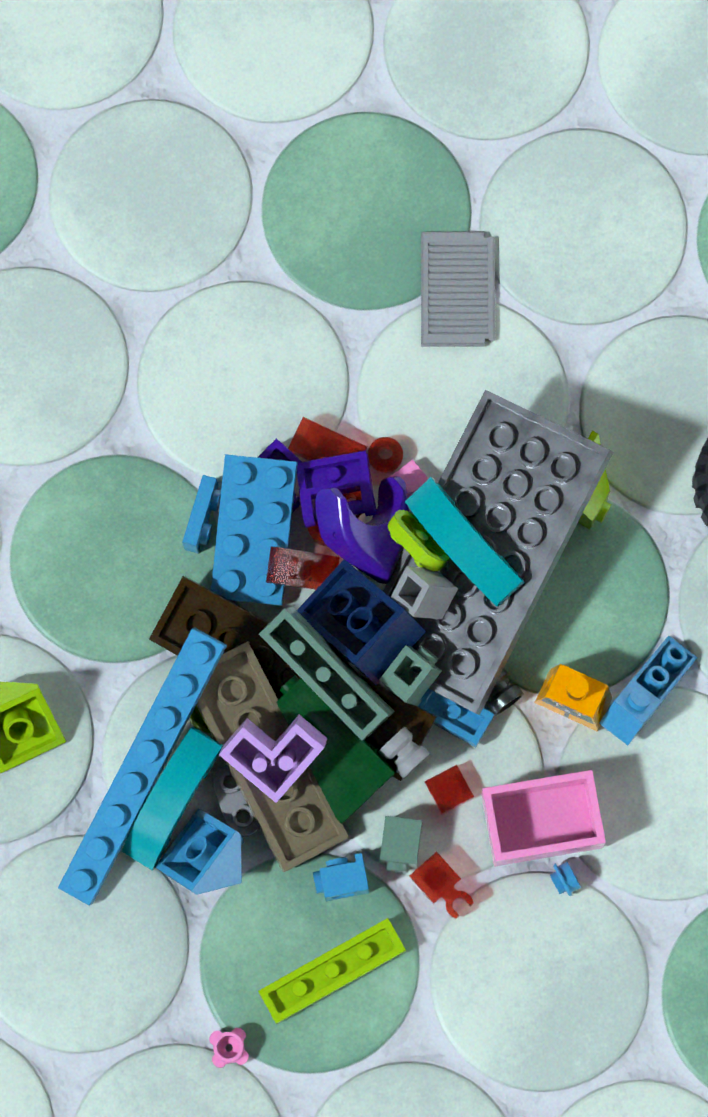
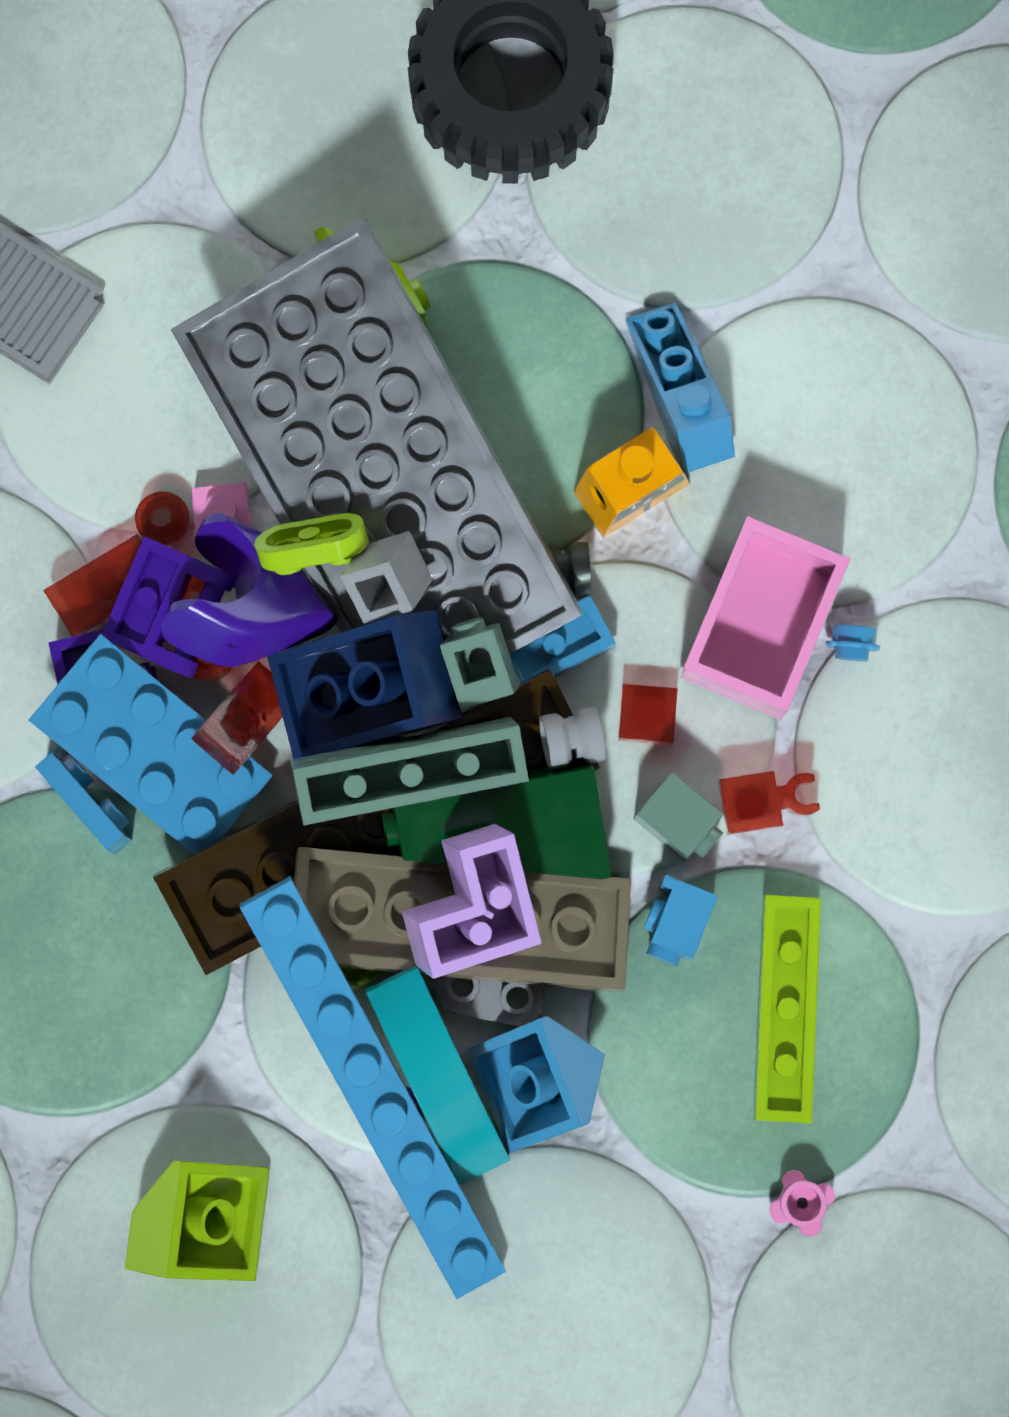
camera: 60 degrees left, 5 degrees up
(463, 542) = (351, 486): teal slope -> none

